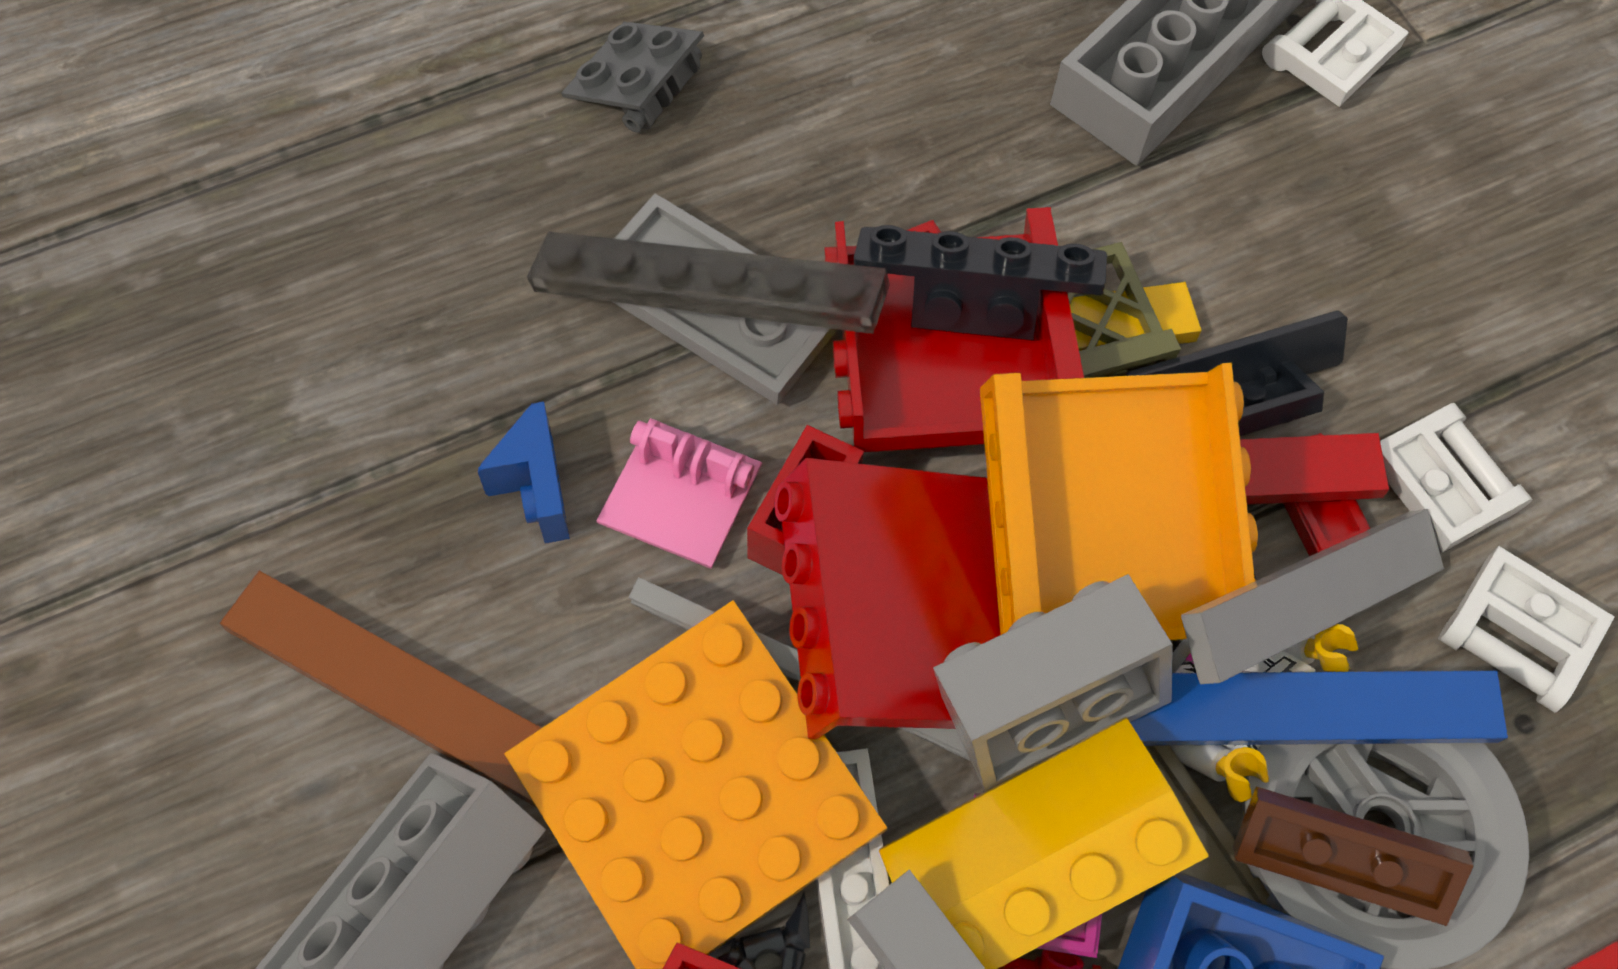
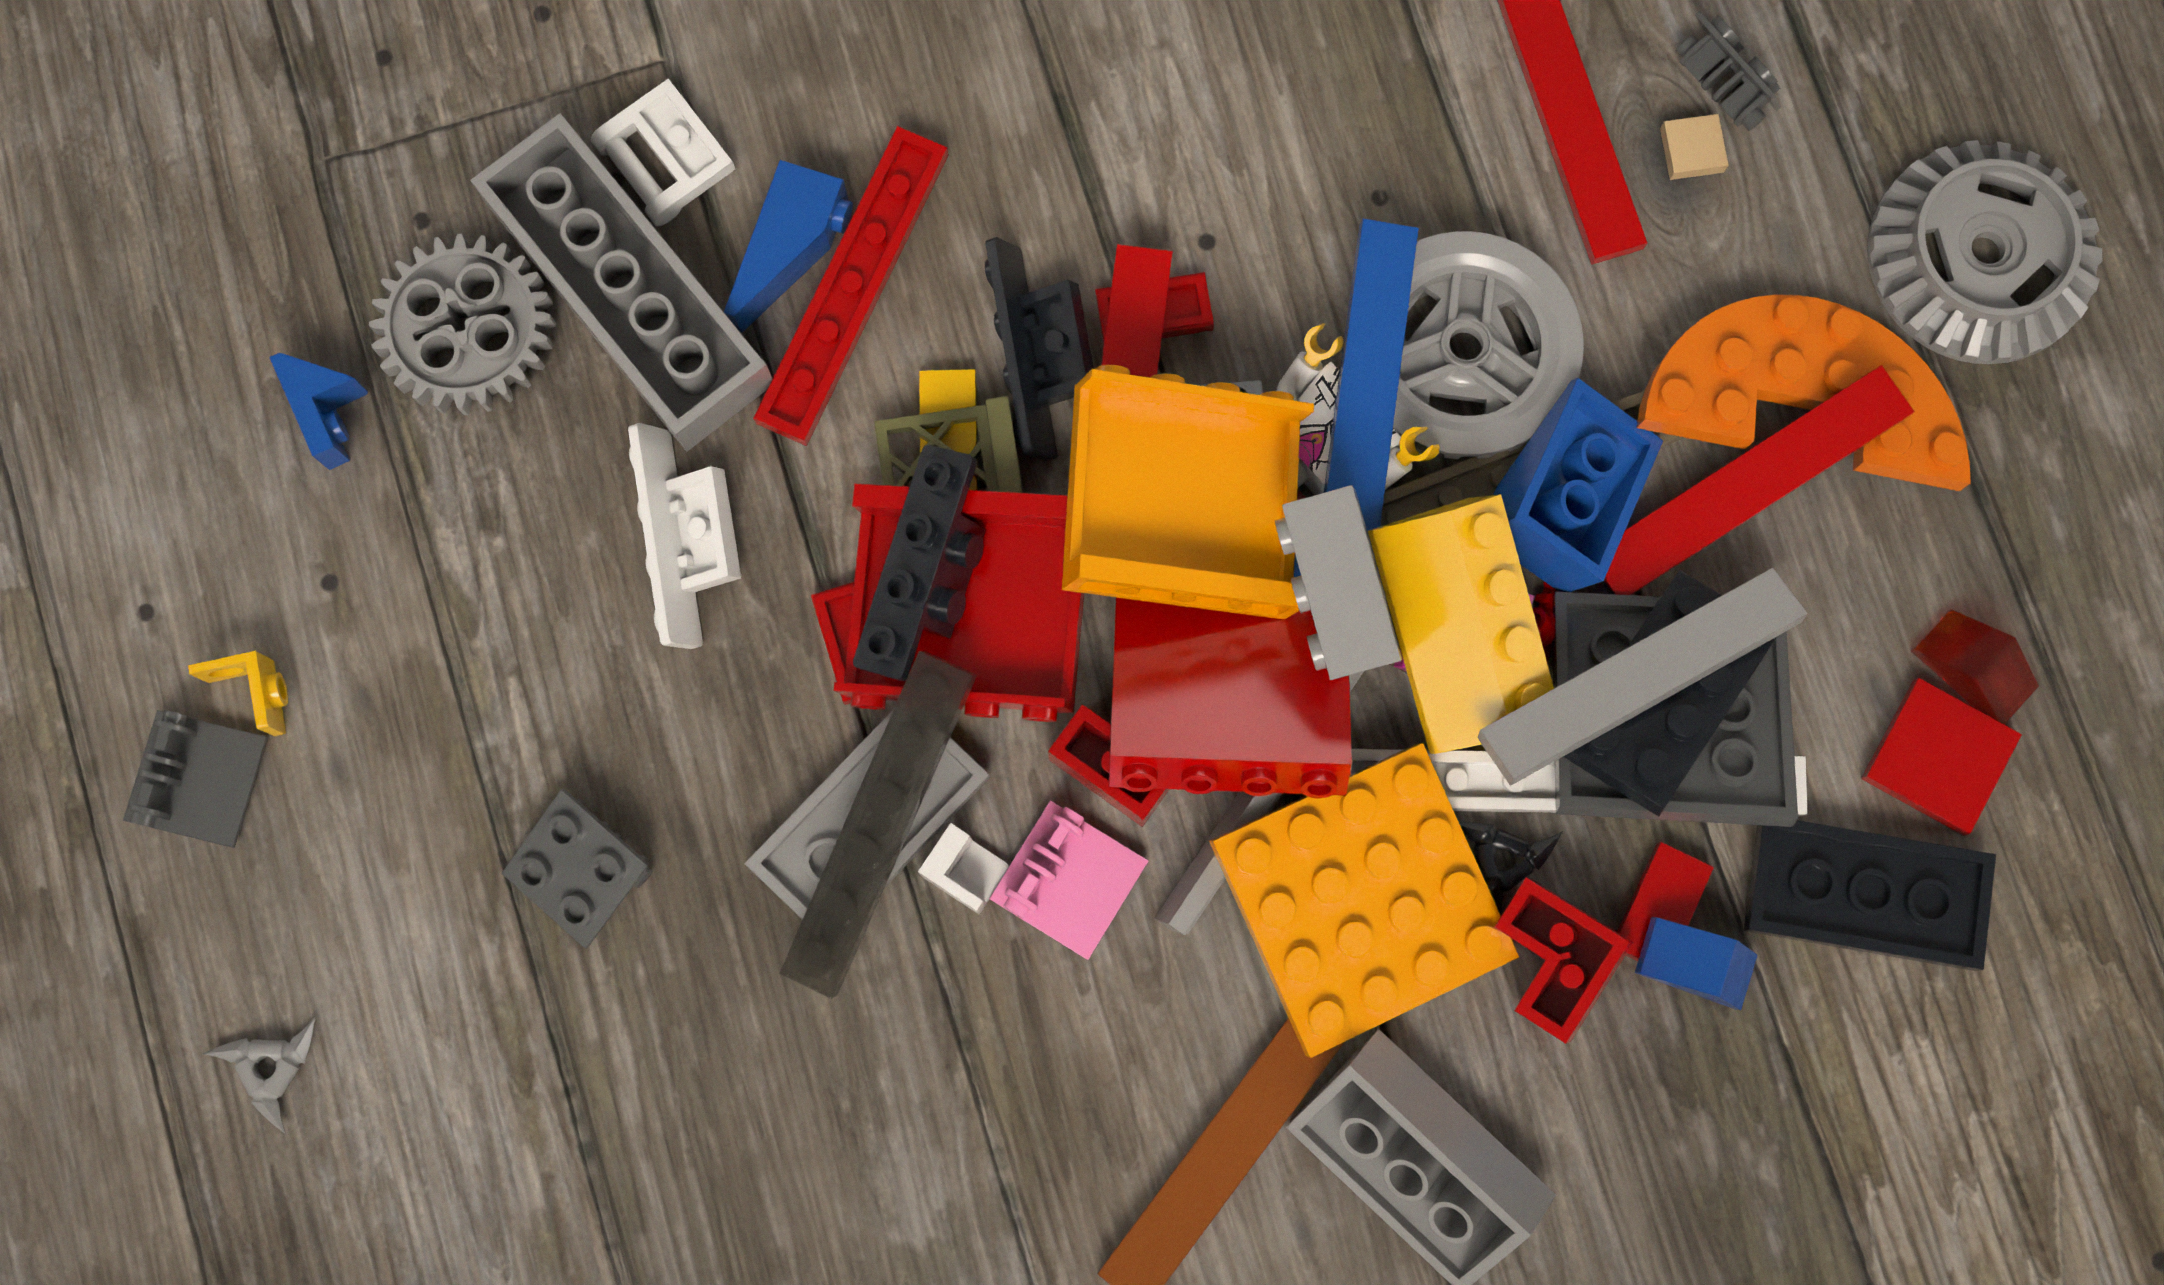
camera: 75 degrees left, 15 degrees up
(528, 464) = (1020, 1011): blue slope -> none
(676, 384) = (963, 869): none -> white panel
(964, 101) = (684, 533): none -> white bracket
(1258, 213) = (851, 286): none -> red plate
(1283, 149) = (790, 236): none -> blue slope
(1310, 596) = (1279, 346): light grey tile -> none
(1352, 856) = (1498, 380): reddish brown plate -> none
(1432, 479) = (1161, 204): white plate -> none
(1536, 612) = (1291, 158): white plate -> none

